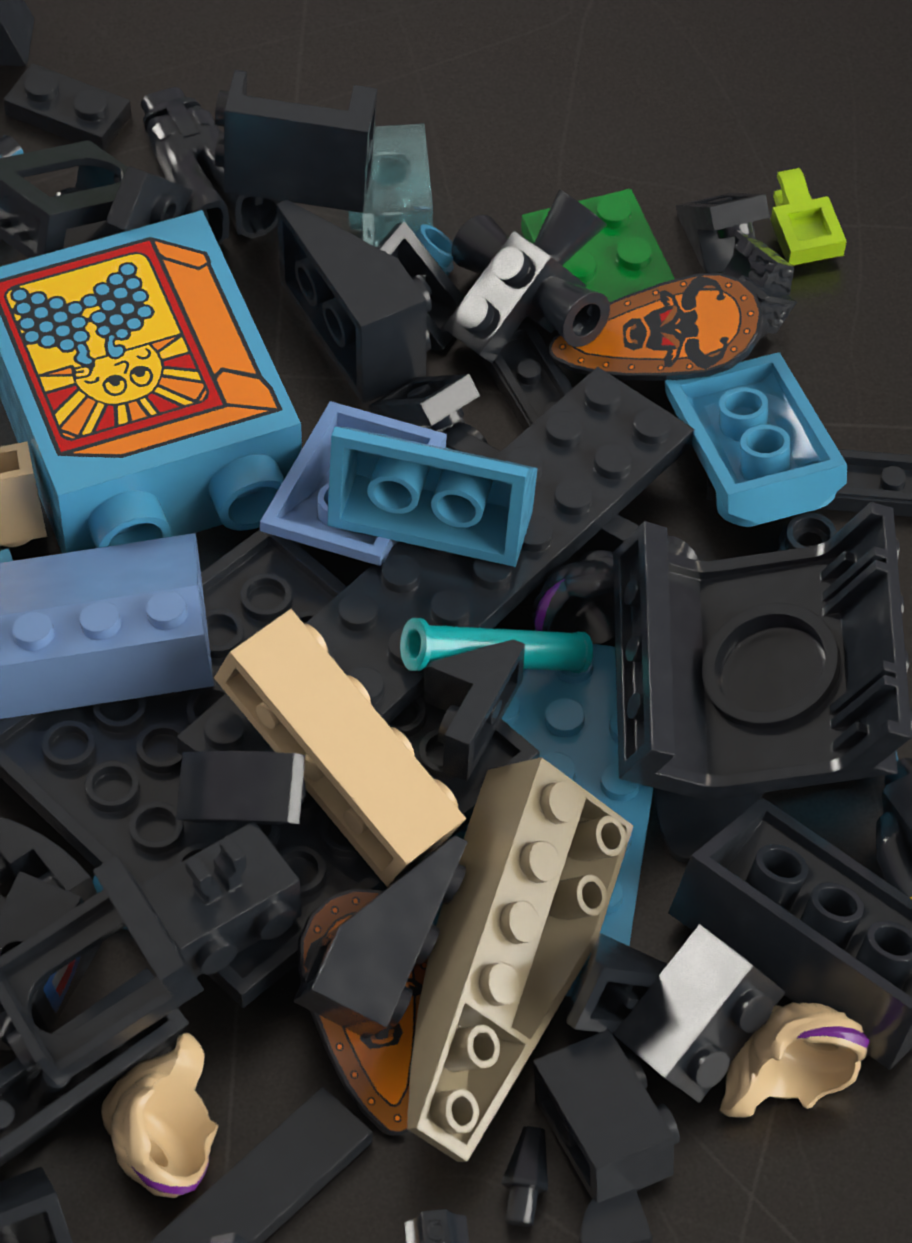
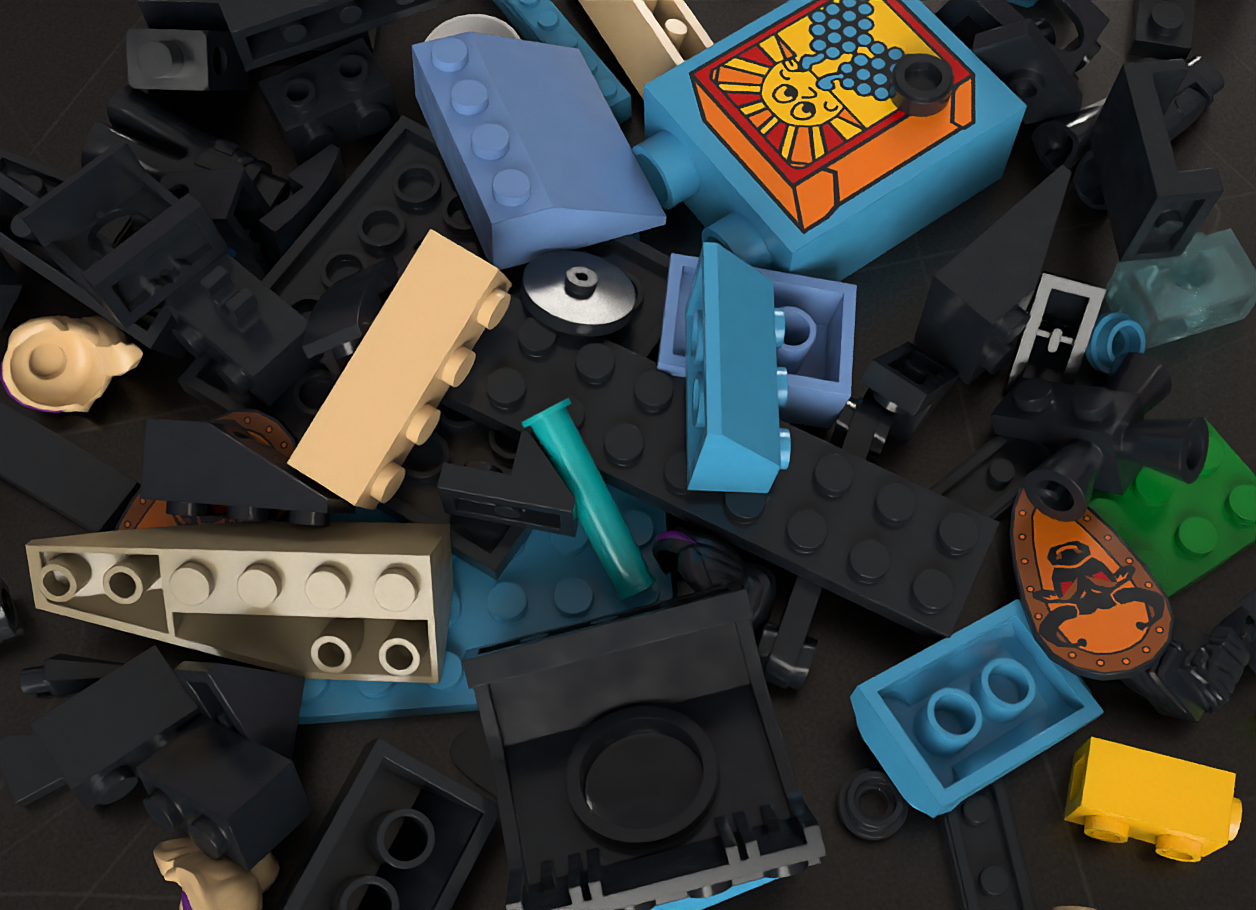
camera: 80 degrees right, 10 degrees up
(154, 276) = (921, 85): none -> black tile
(267, 598) = (577, 293): none -> black piece
(851, 352) = (1153, 799): none -> yellow brick

